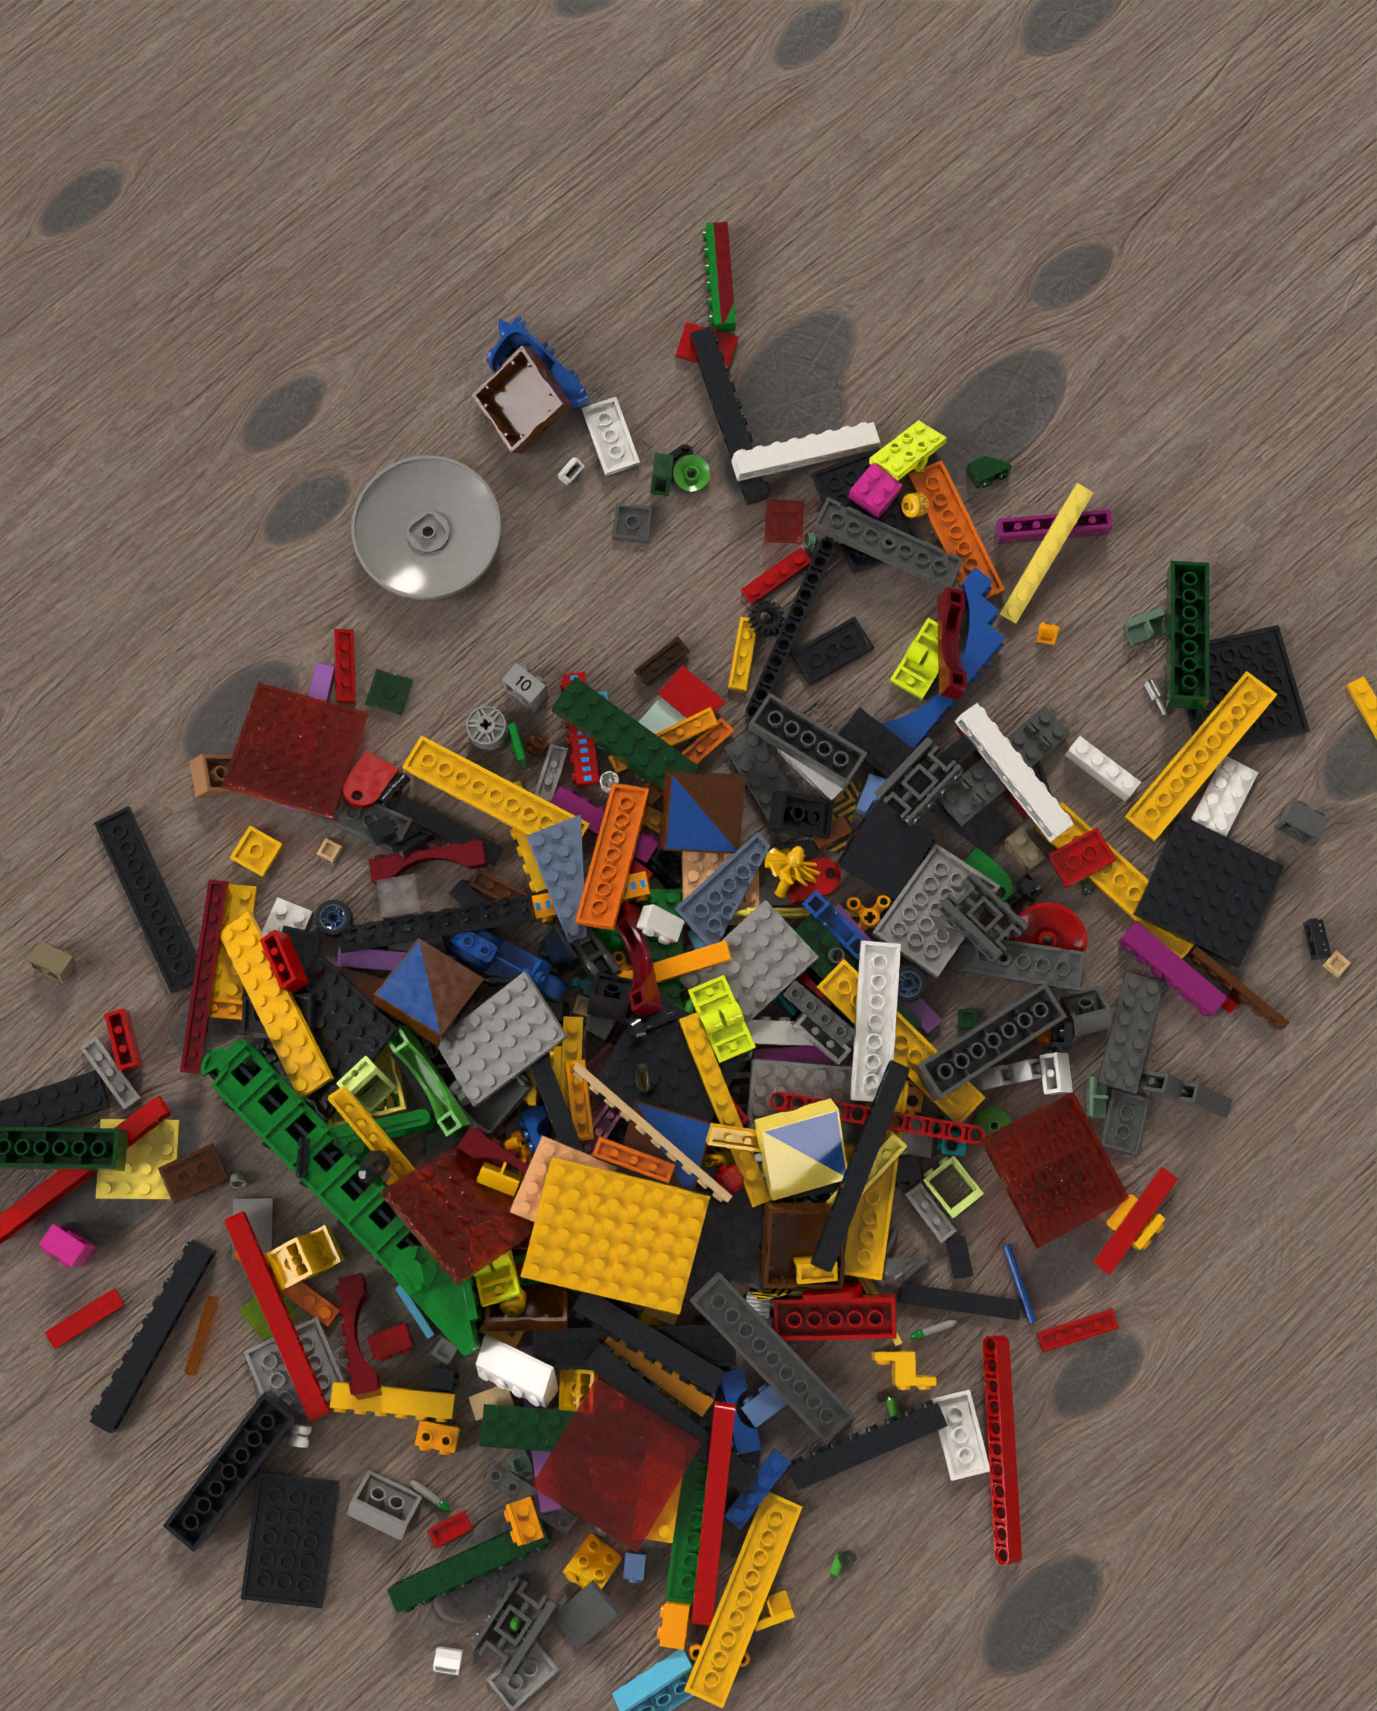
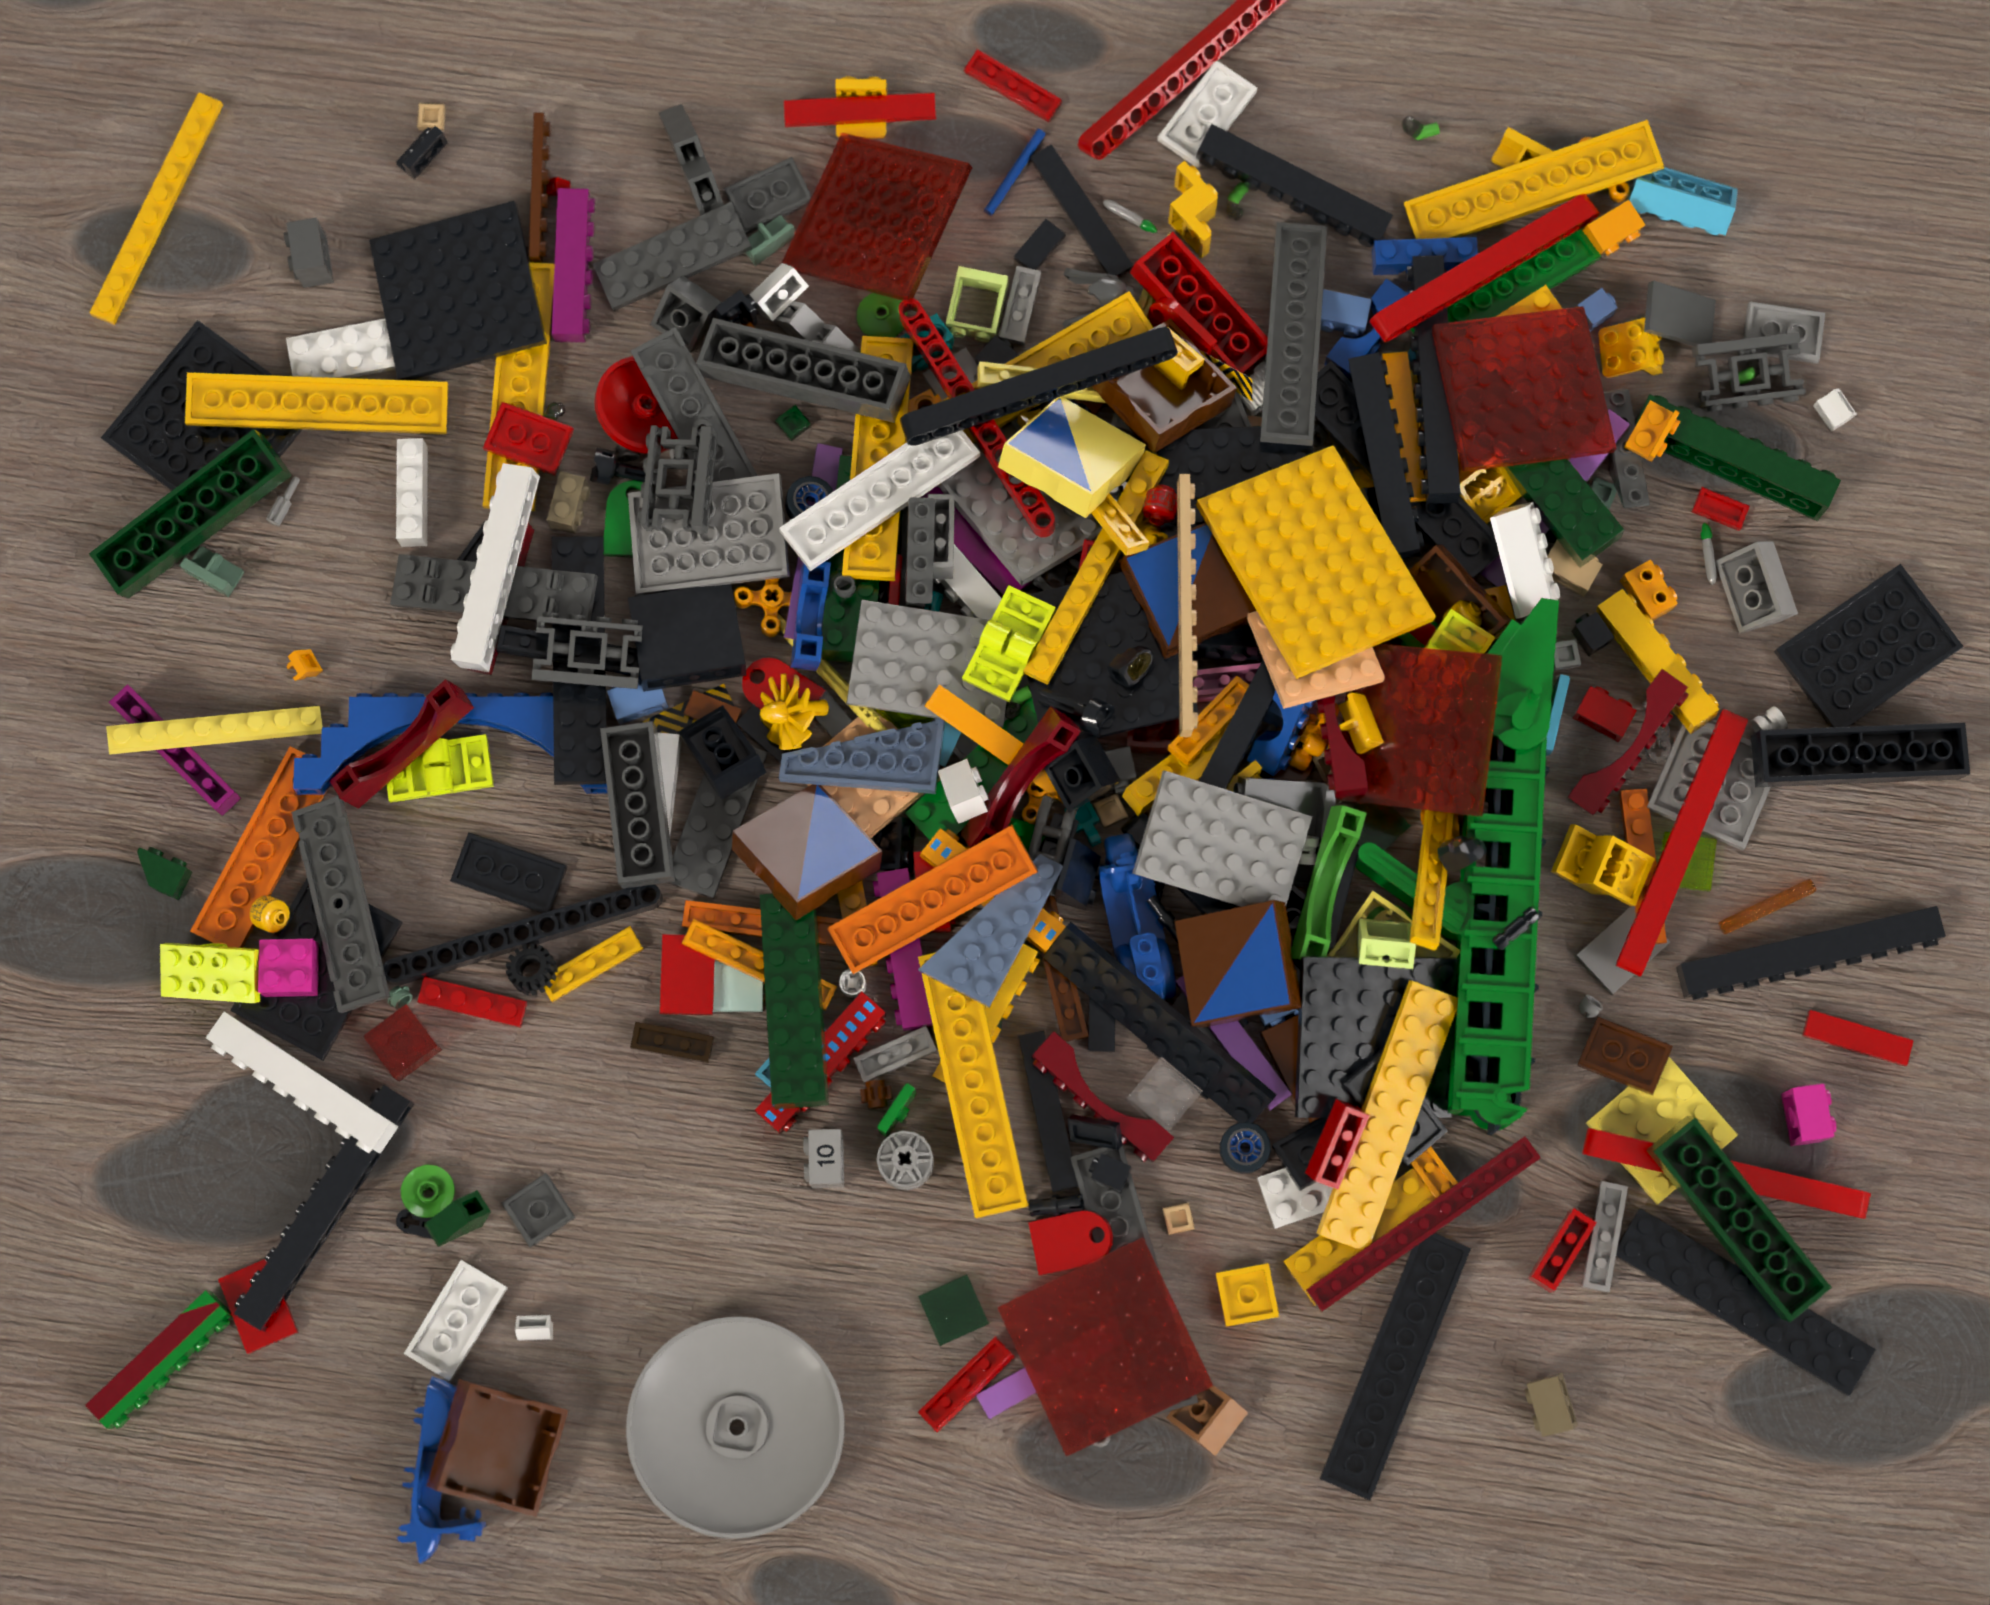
camera: 130 degrees left, 0 degrees up
(633, 1160) = (1227, 602): orange tile -> none

